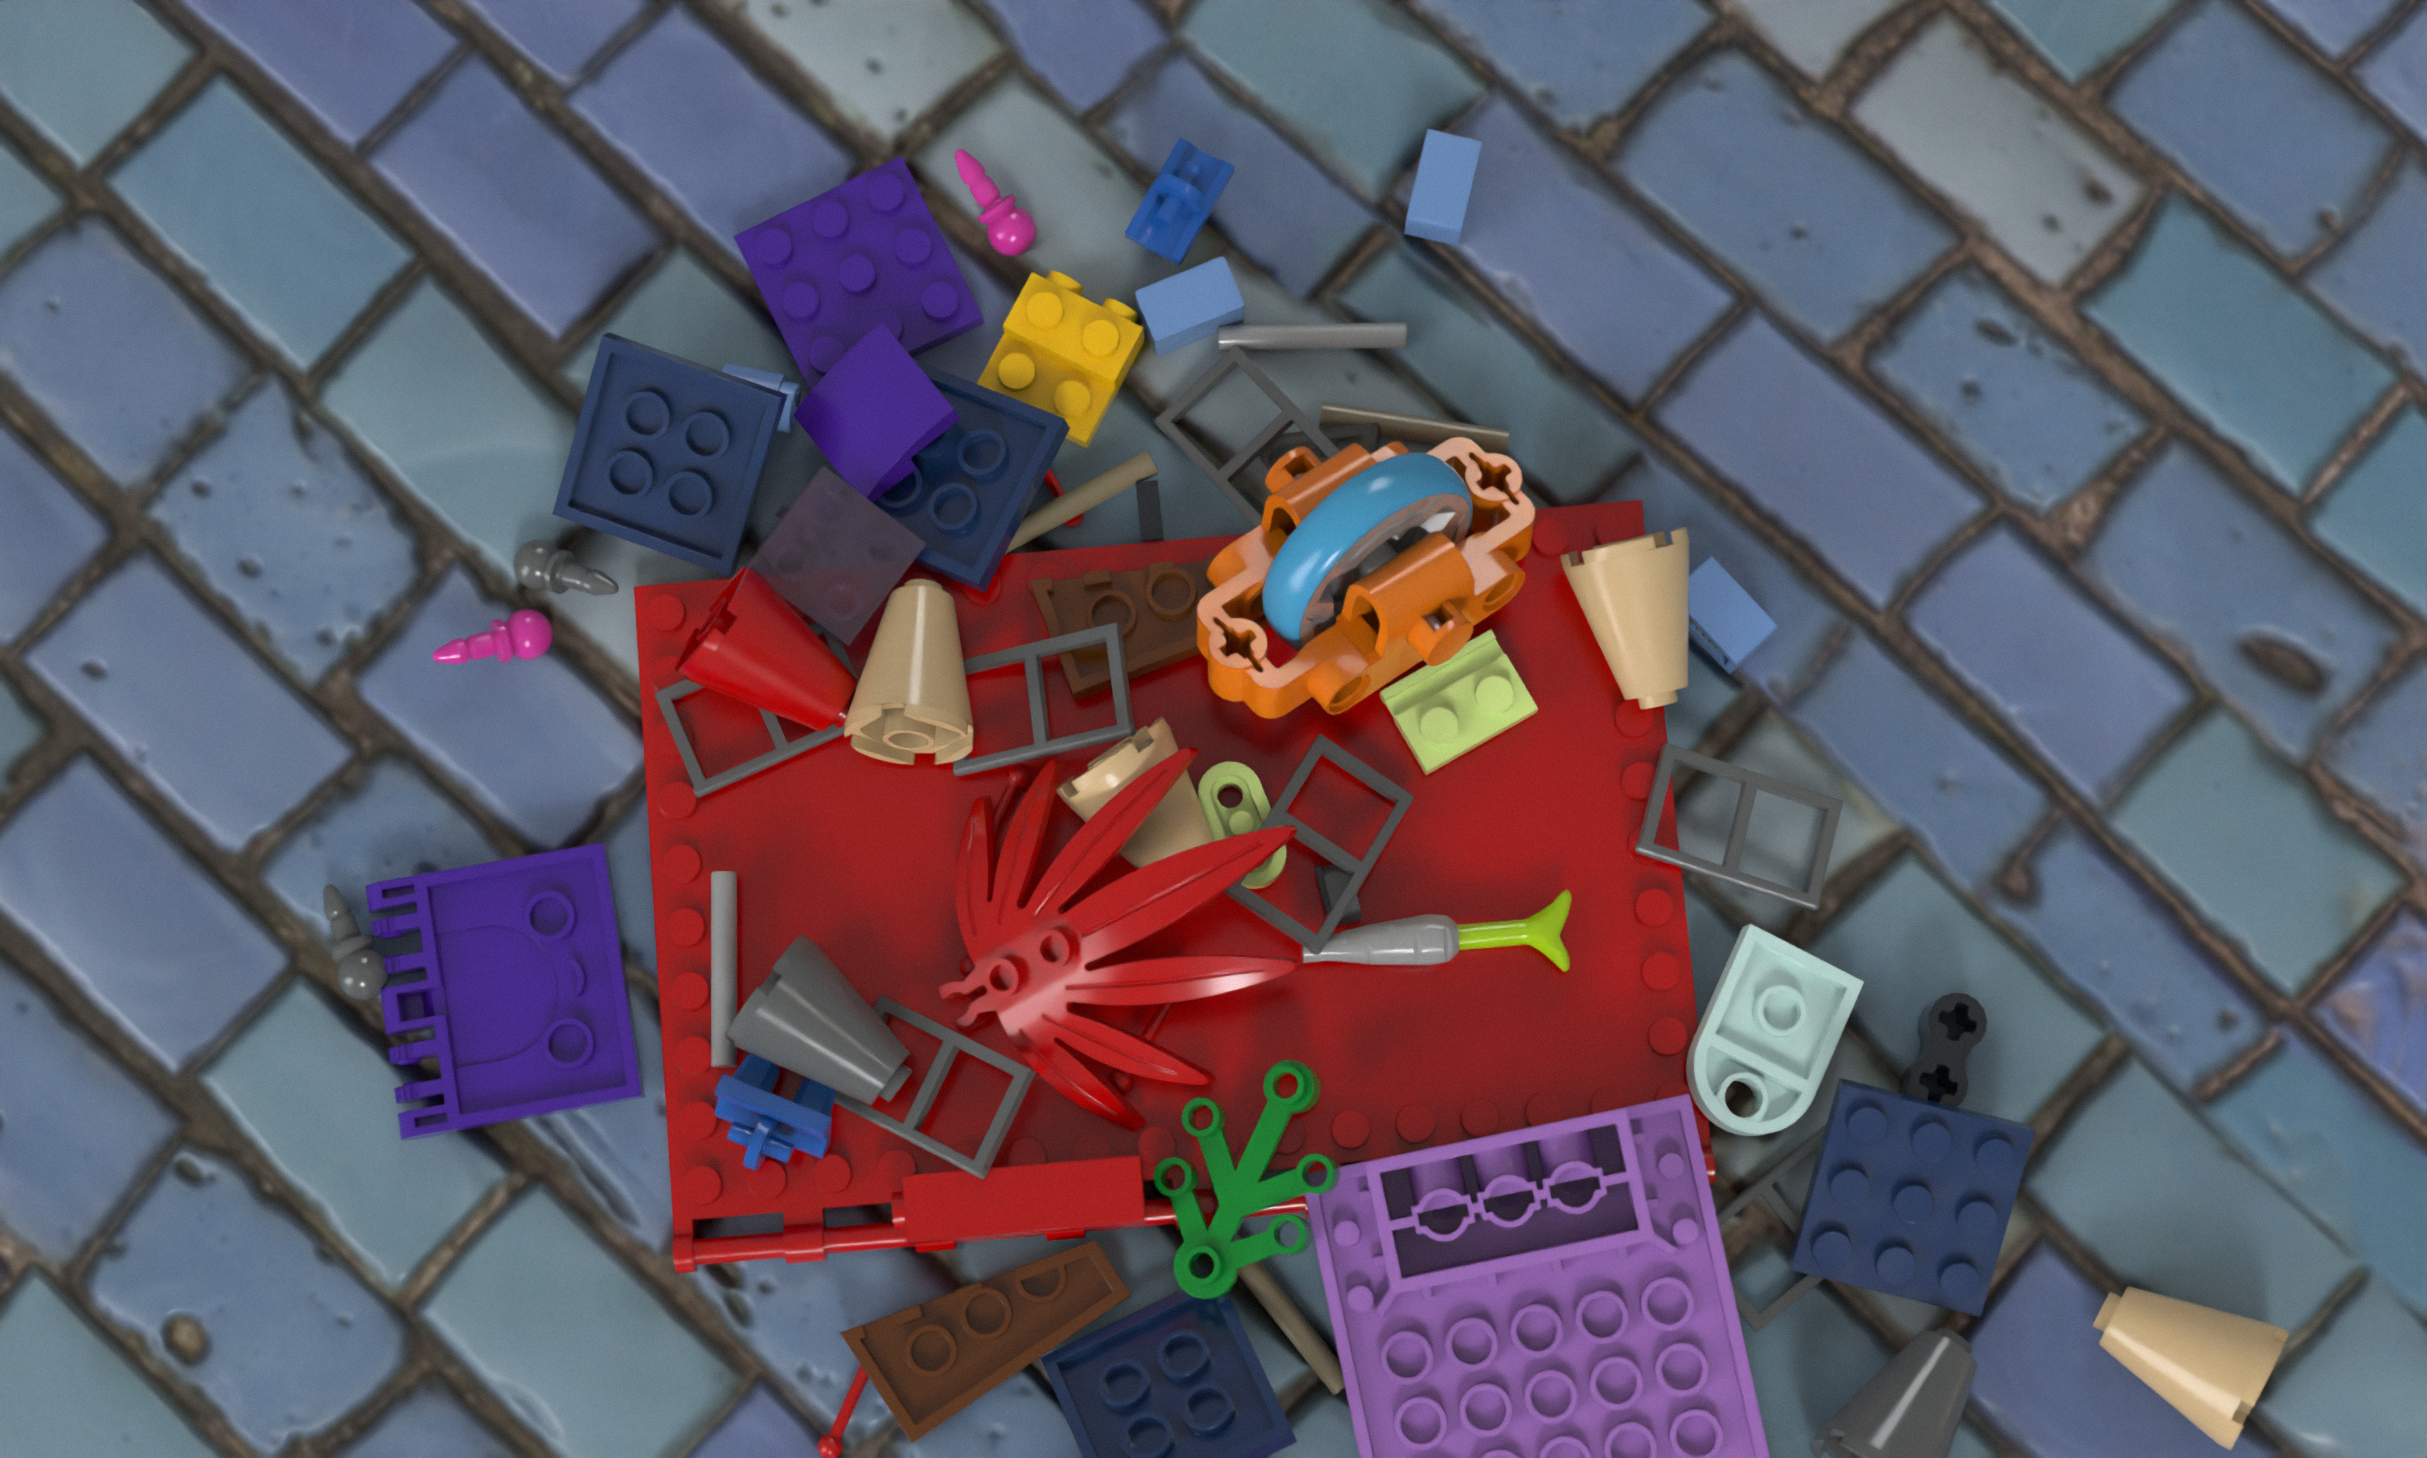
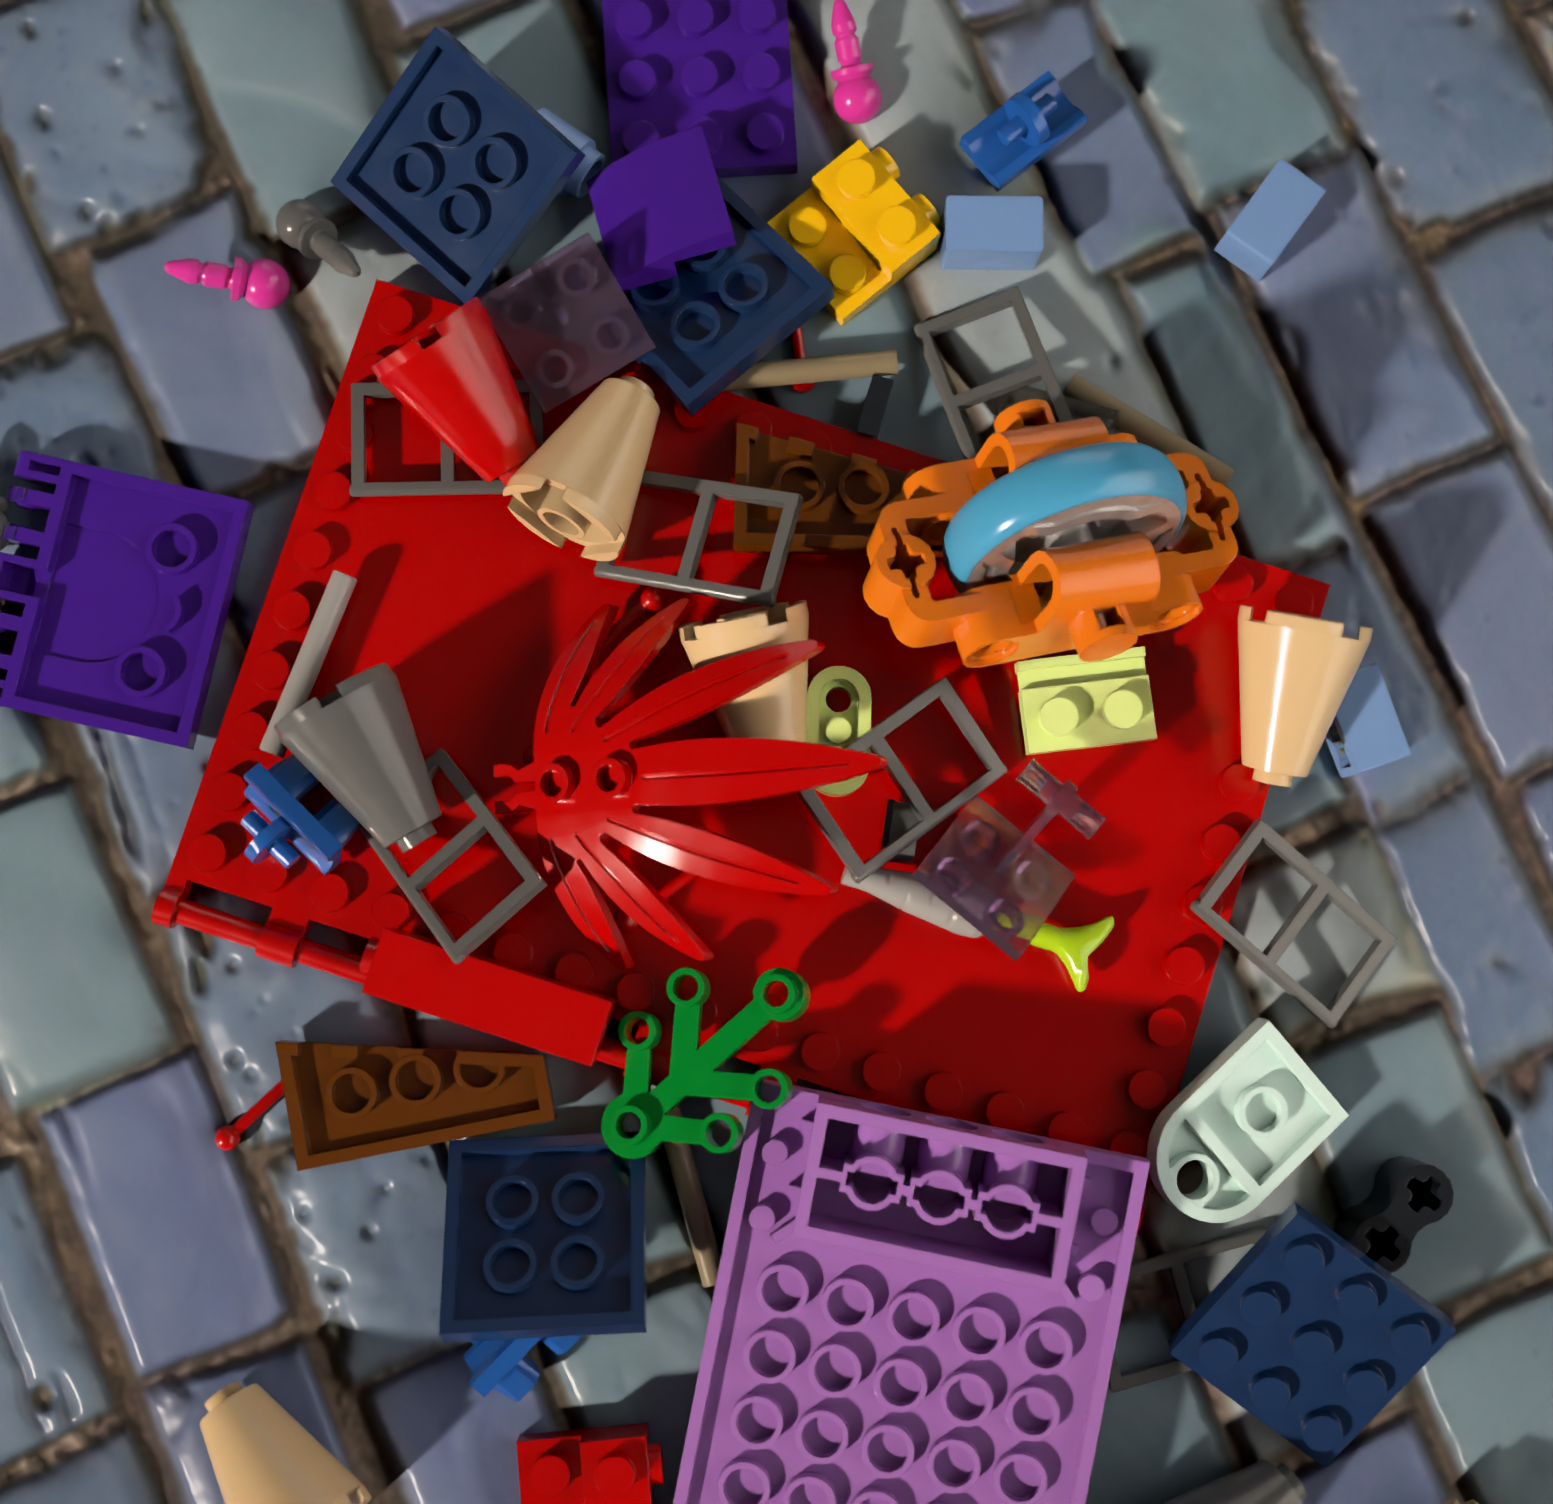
camera: 10 degrees right, 5 degrees up
(1313, 336) = (1092, 309): light grey bar -> none
(1440, 890) = (998, 872): none -> plate

